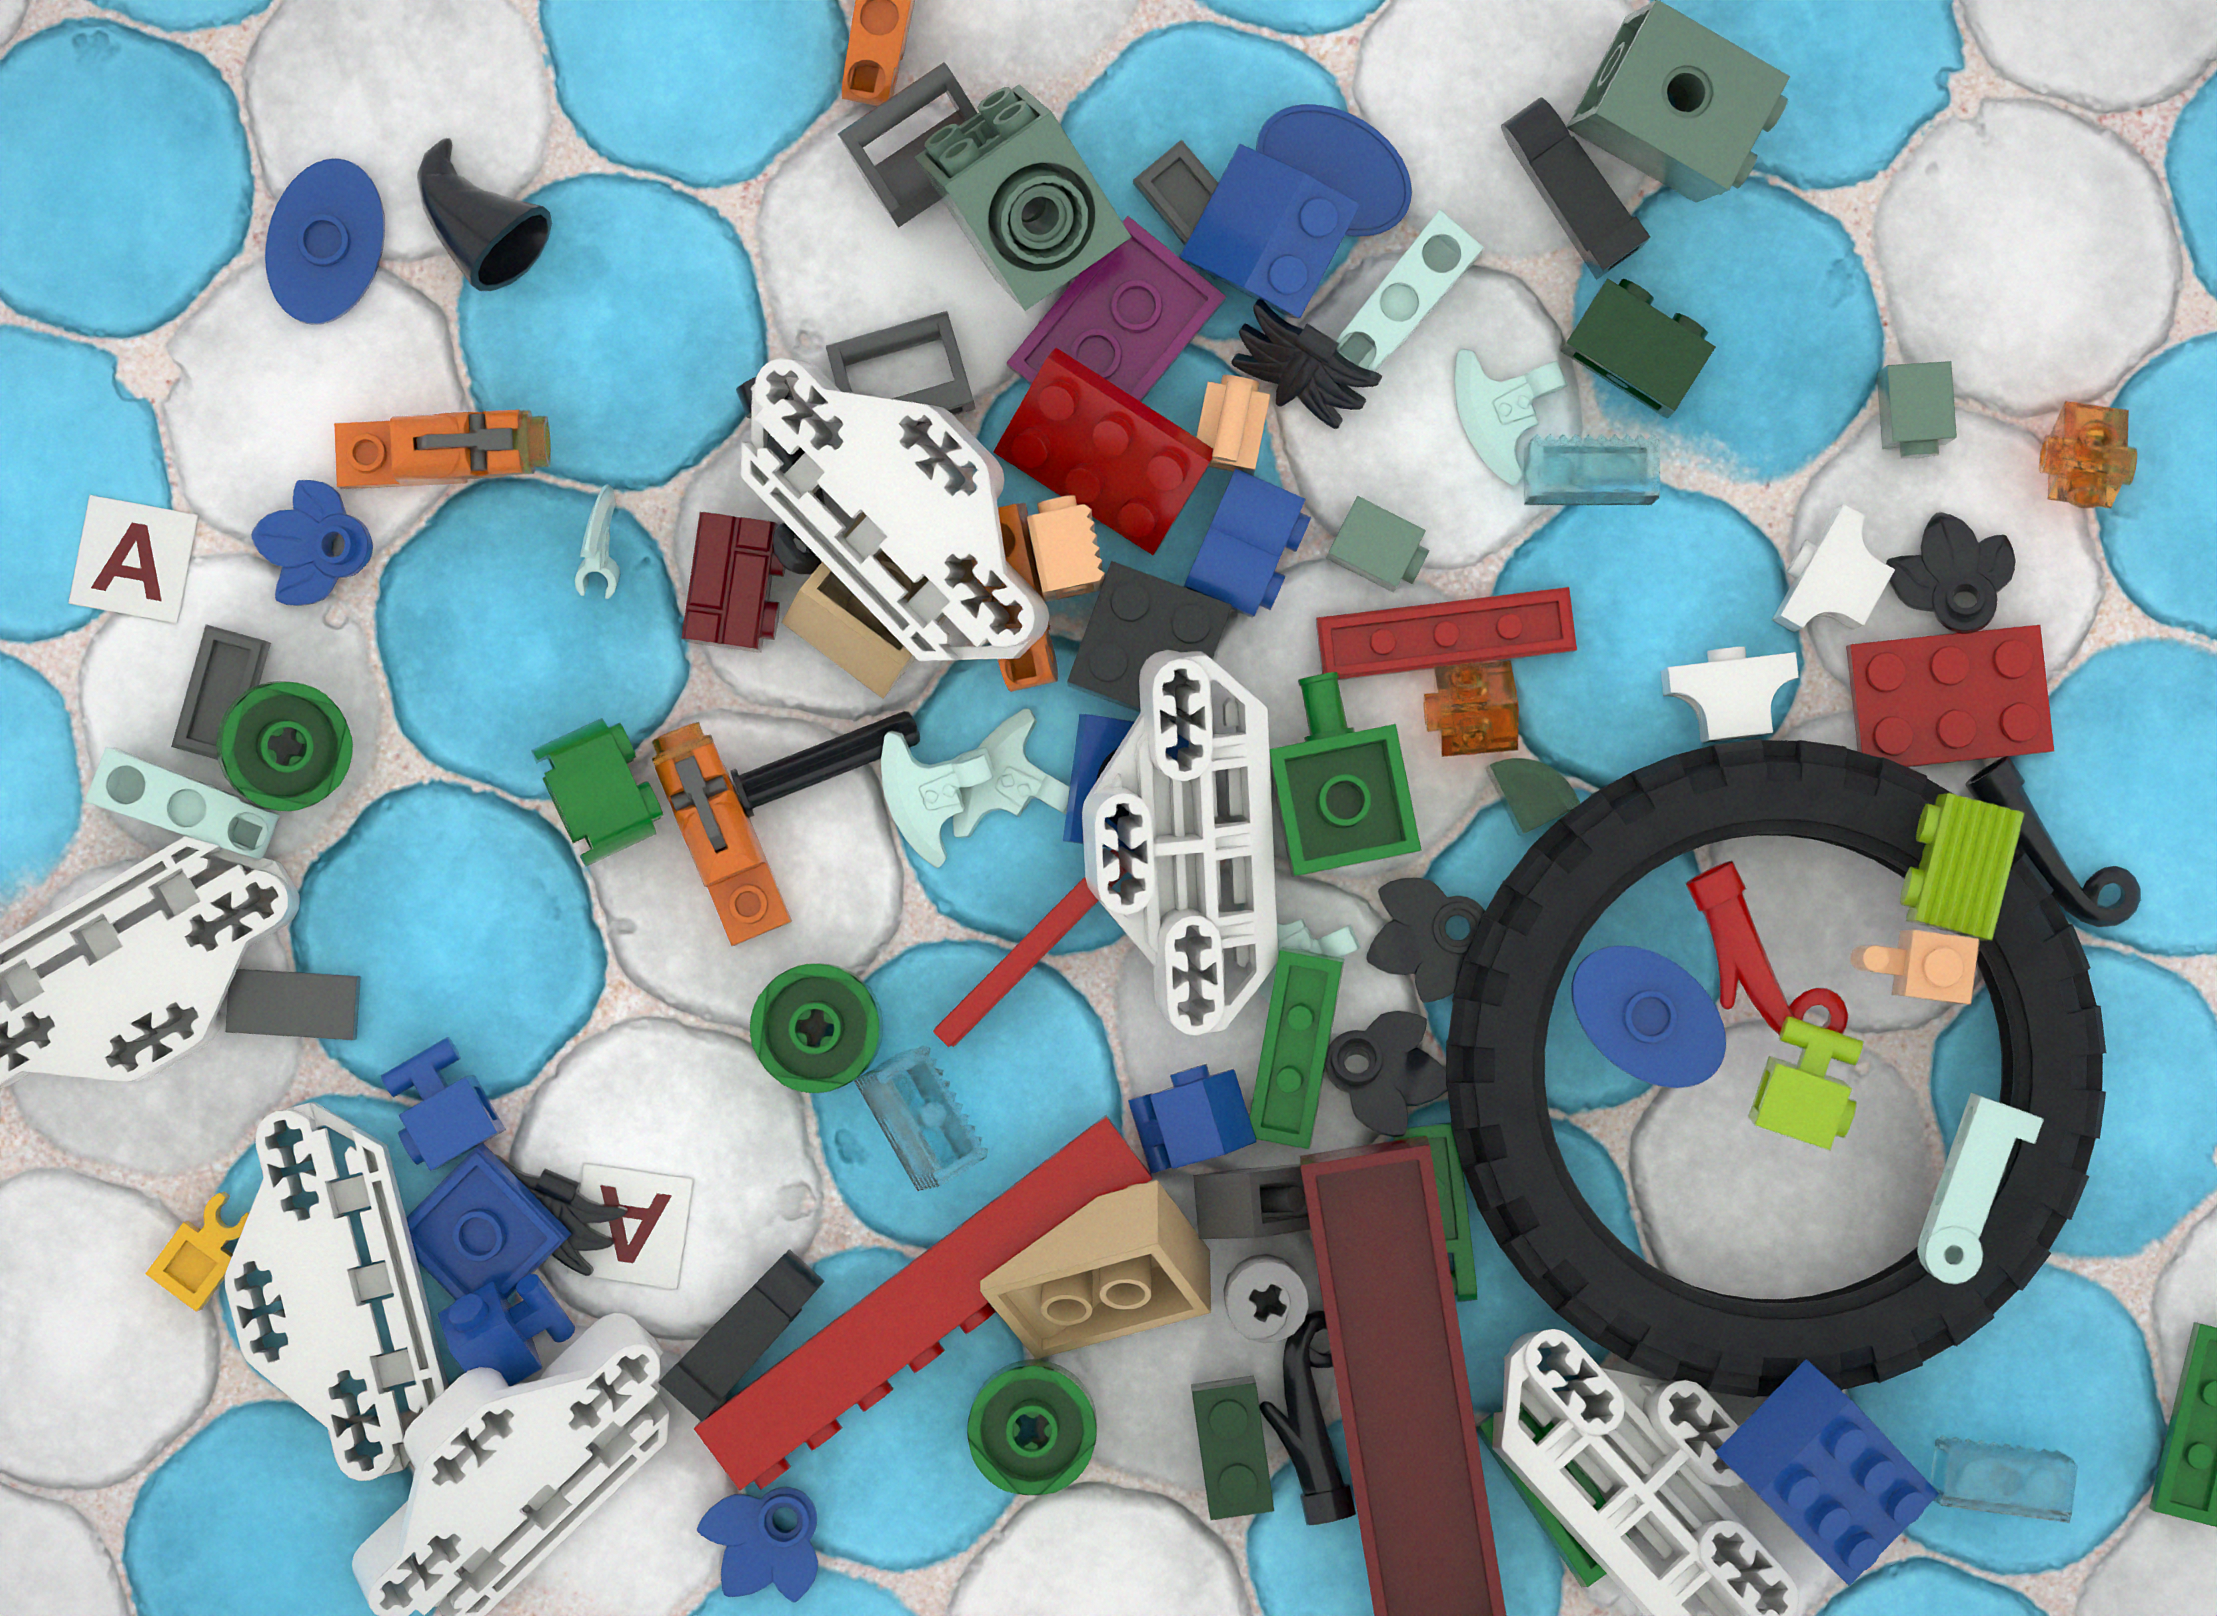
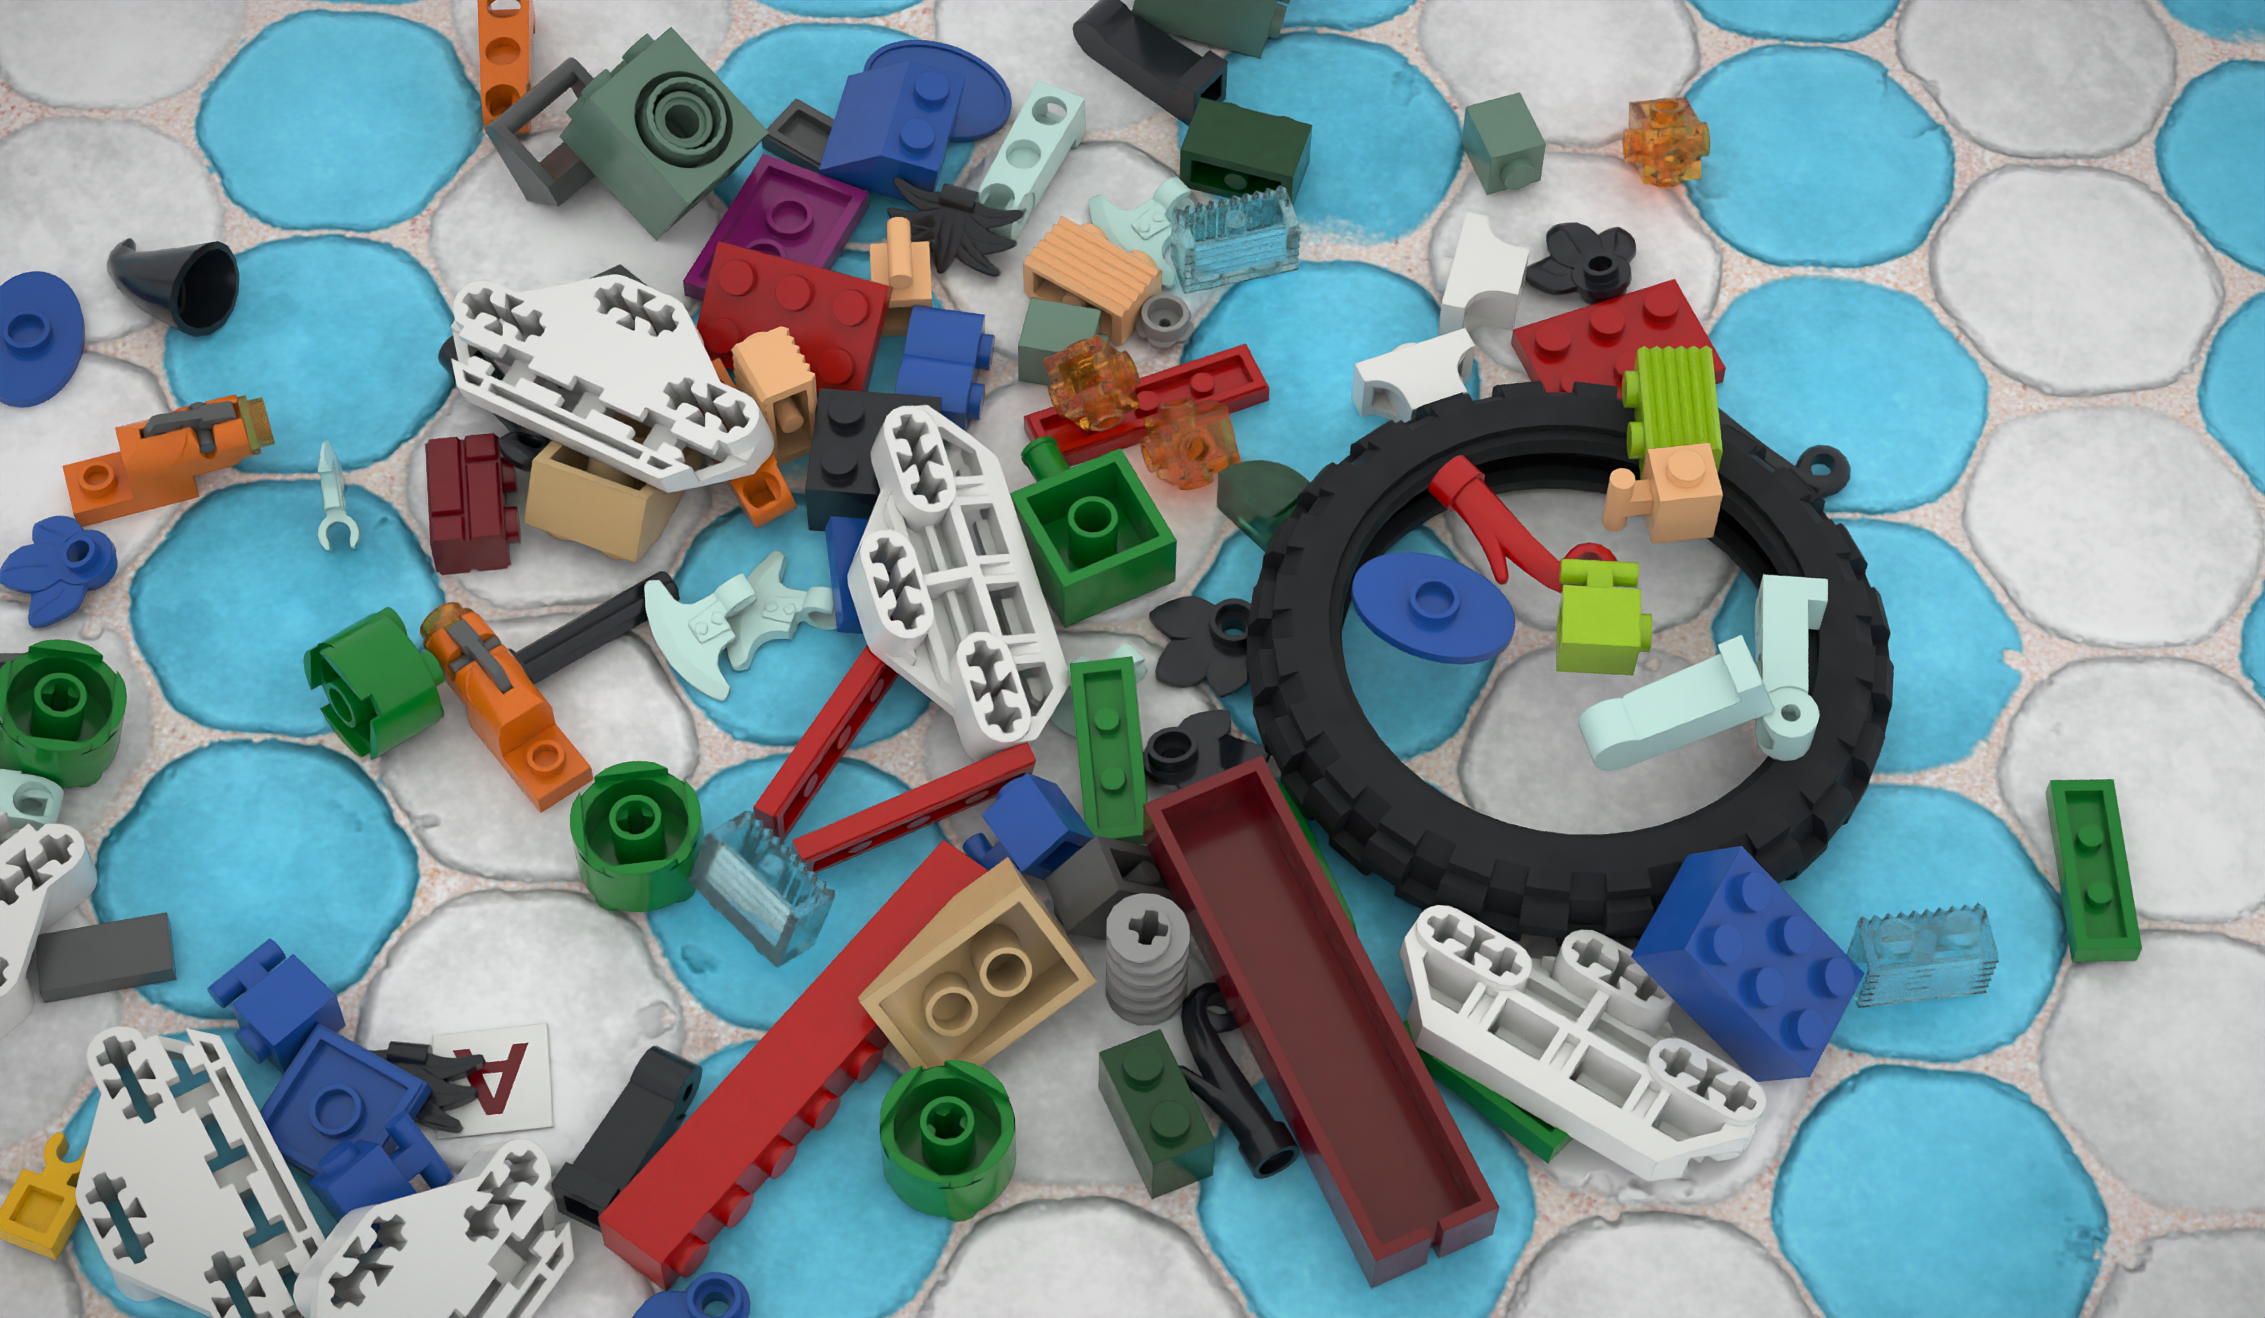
camera: 20 degrees left, 30 degrees down
(1081, 1061) = (912, 809): none -> red tile
(1390, 630) = (1093, 384): none -> clear orange brick
(1433, 468) = (1089, 271): none -> light nougat brick
(1493, 519) = (1168, 310): none -> light grey plate
(1846, 1221) = (1676, 709): none -> light aqua leg

